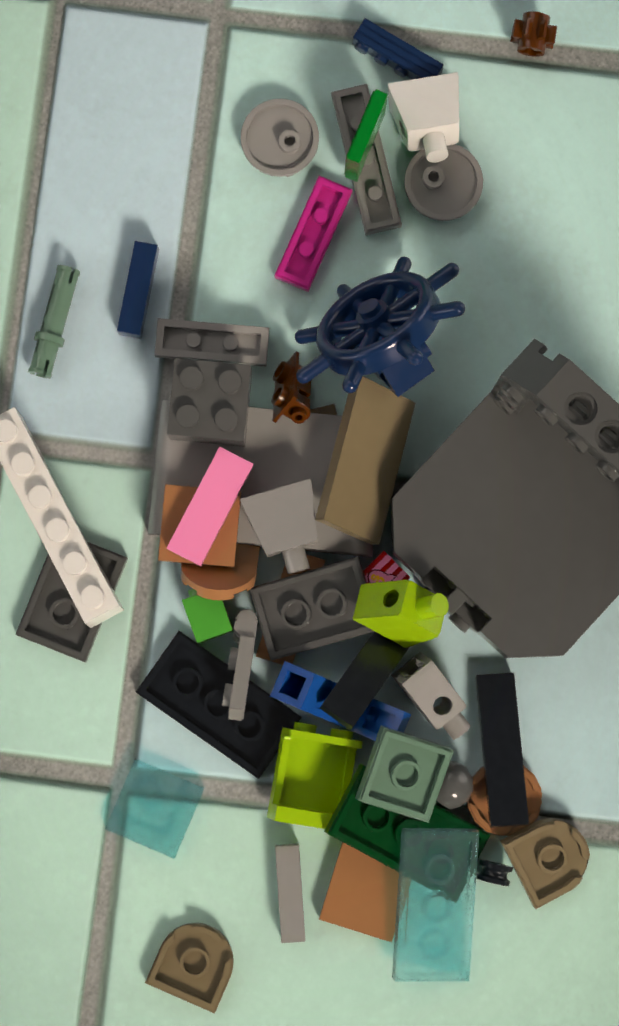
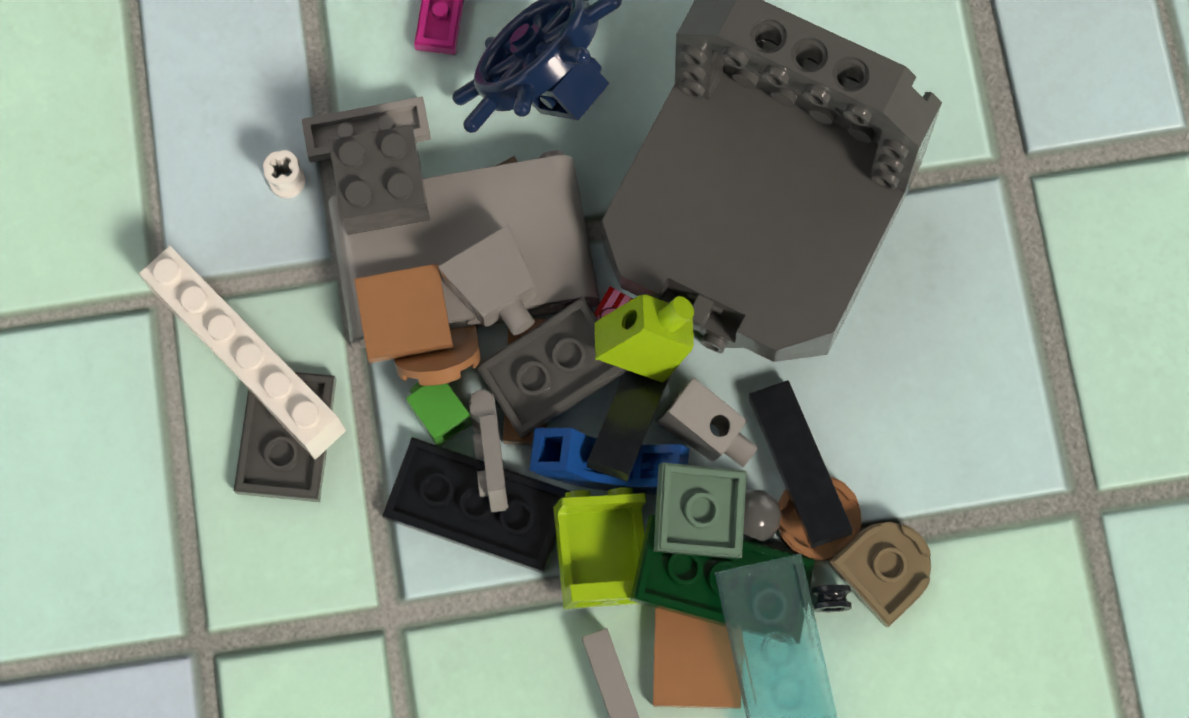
camera: 10 degrees left, 10 degrees down
(54, 320) = (191, 167): sand green pin -> none
(127, 375) = (284, 162): none -> white bush
(138, 290) = (273, 98): dark blue piece -> none
(154, 808) = (437, 637): clear light blue tile -> none
(210, 506) = (408, 286): bright pink tile -> none
(289, 395) = (464, 151): reddish brown hinge -> none
(365, 461) = (563, 196): dark tan tile -> none

